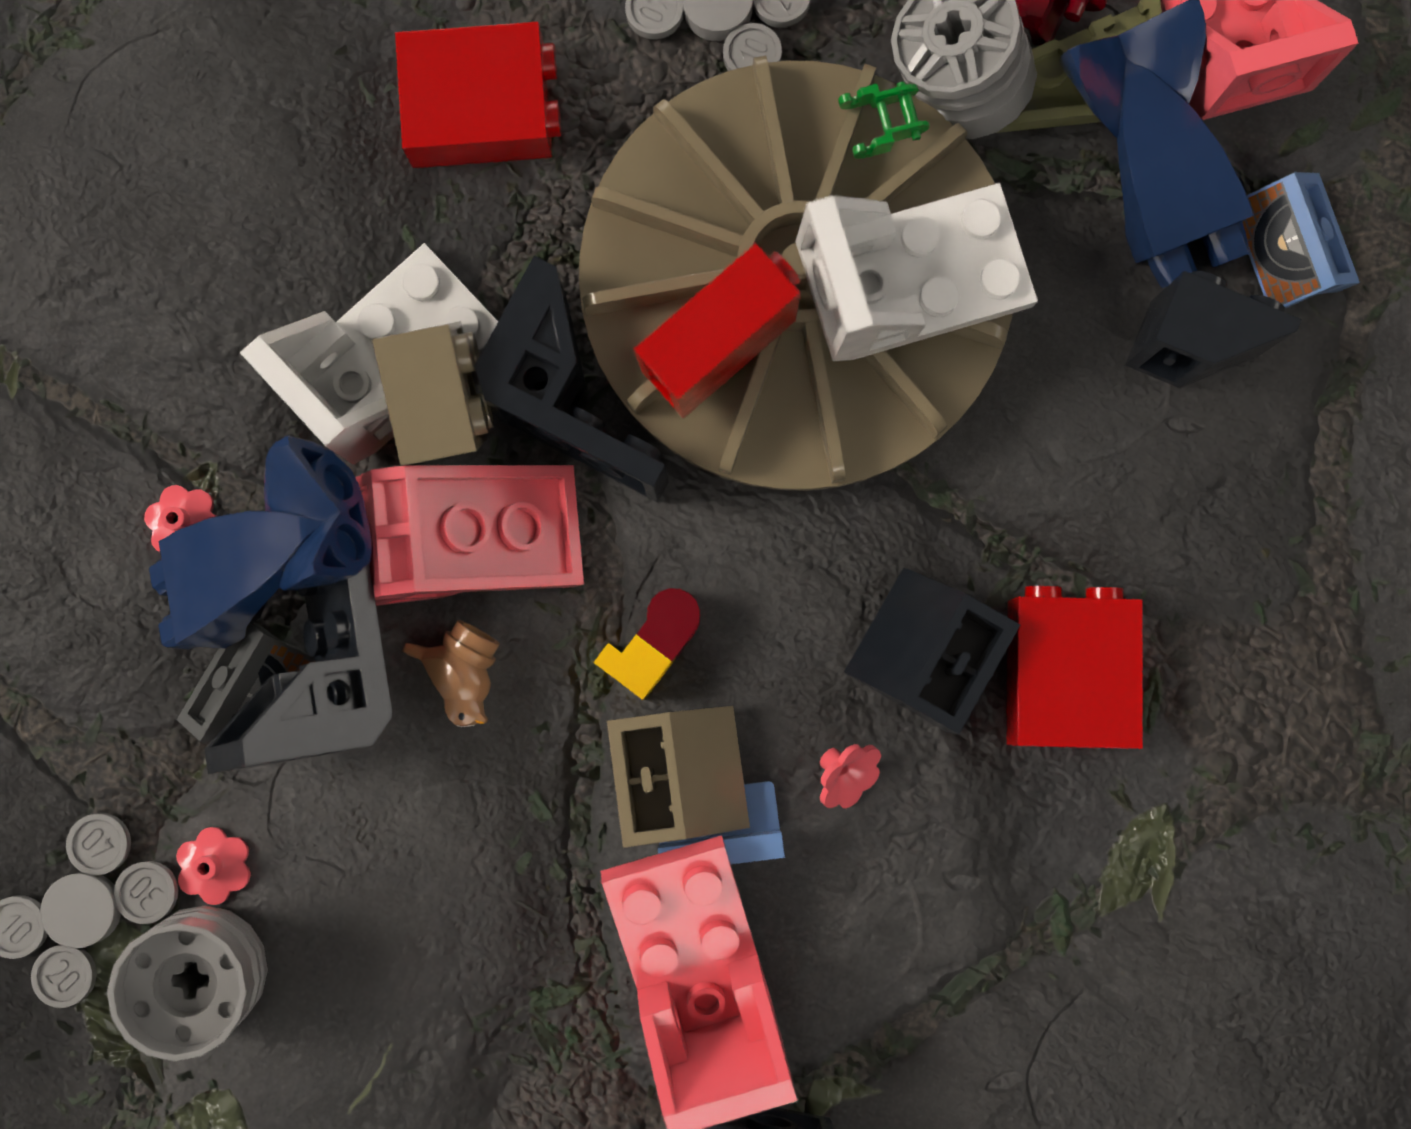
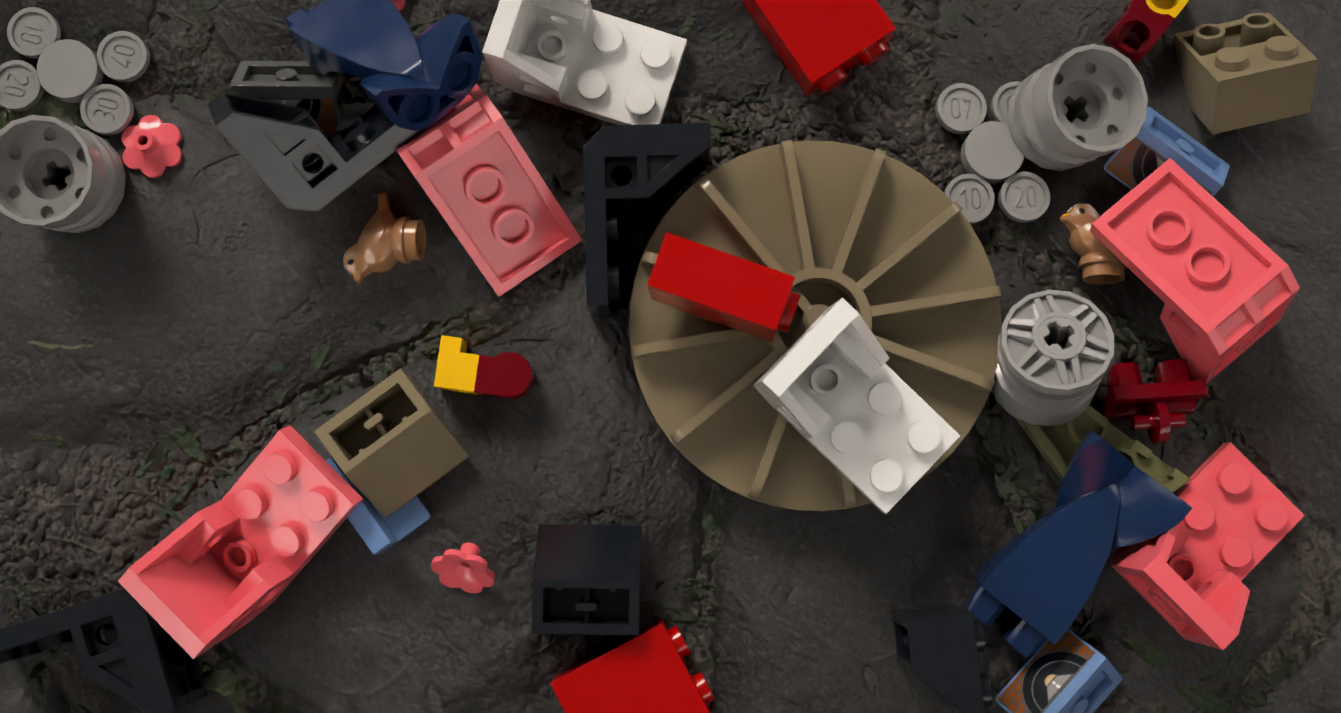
camera: 55 degrees right, 0 degrees up
(433, 392) = (570, 106): dark tan slope -> none
(879, 99) = (987, 326): green piece -> none

